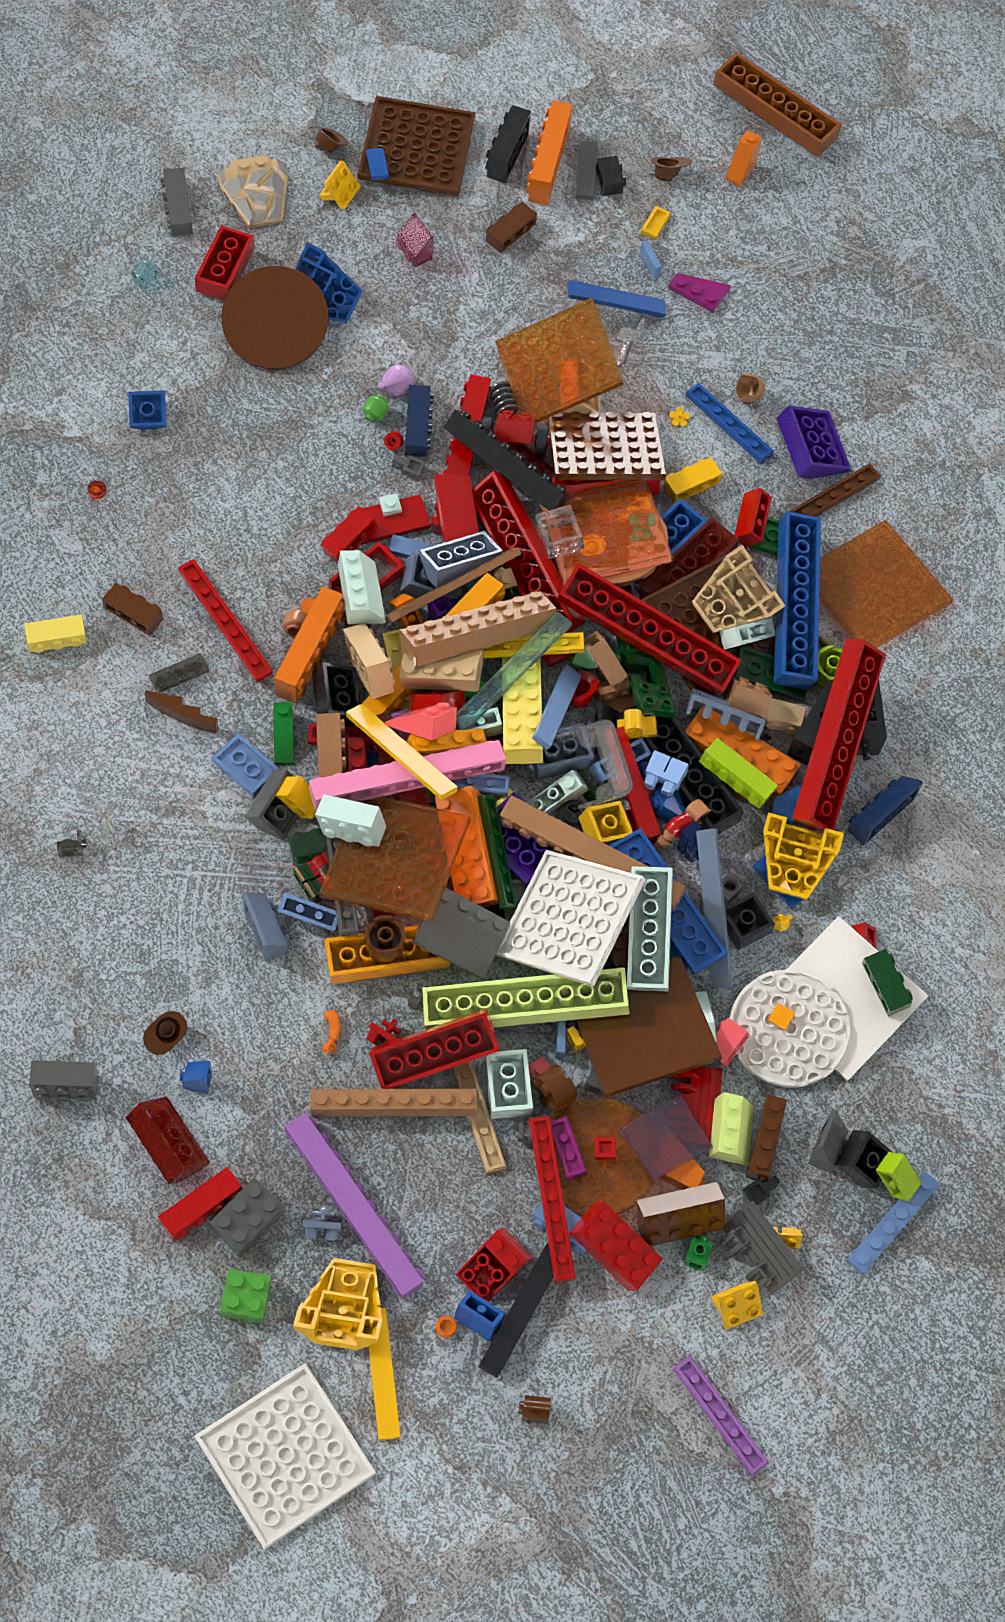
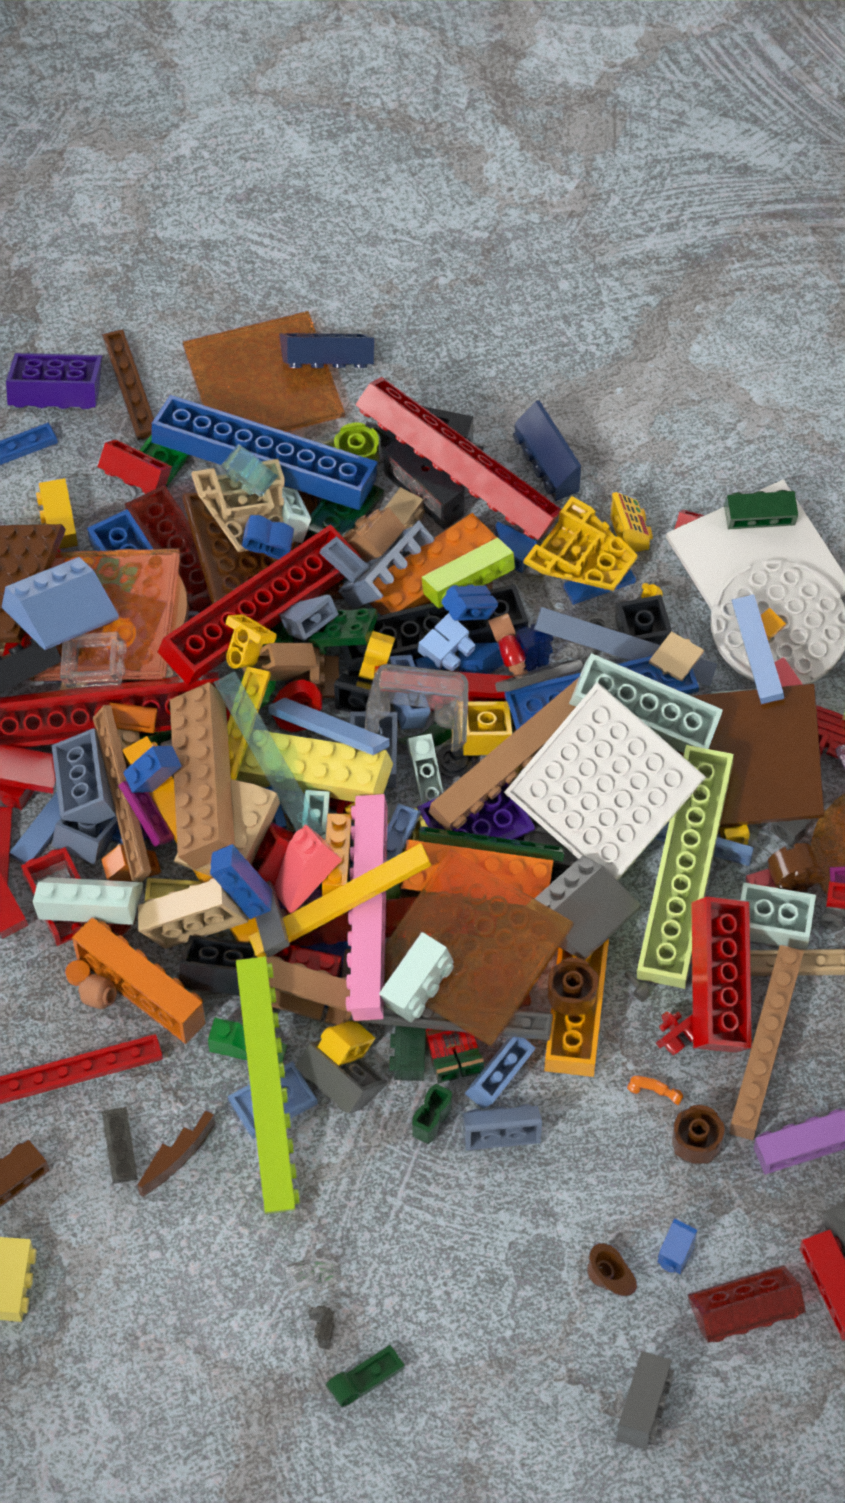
camera: 65 degrees left, 5 degrees down
(39, 884) = (365, 1377): none -> dark green plate
(240, 747) = (266, 1085): none -> lime brick
(256, 873) = (433, 1112): none -> dark green brick
(300, 1080) = (694, 1147): none -> reddish brown brick
(376, 710) = (272, 927): none -> dark grey tile
(392, 677) = (241, 881): none -> blue brick
(443, 601) = (148, 815): none -> magenta tile
(469, 591) = (152, 769): none -> blue brick
(523, 574) = (134, 717): none -> orange tile
(591, 491) = (59, 603): none -> medium blue slope
(603, 622) = (246, 641): none -> yellow tile
(649, 666) = (308, 616): none -> sand blue slope
(666, 852) = (539, 675): none -> dark grey tile
(704, 777) = (469, 602): none -> blue brick
(708, 616) = (267, 537): none -> blue brick
(712, 678) = (344, 559): none -> sand blue tile
(716, 947) = (676, 656): none -> tan piece
(745, 1008) = (757, 649): none -> tile
(762, 586) = (249, 470): none -> clear light blue brick
(840, 887) = (629, 522): none -> yellow slope
(917, 620) = (327, 349): none -> dark blue slope

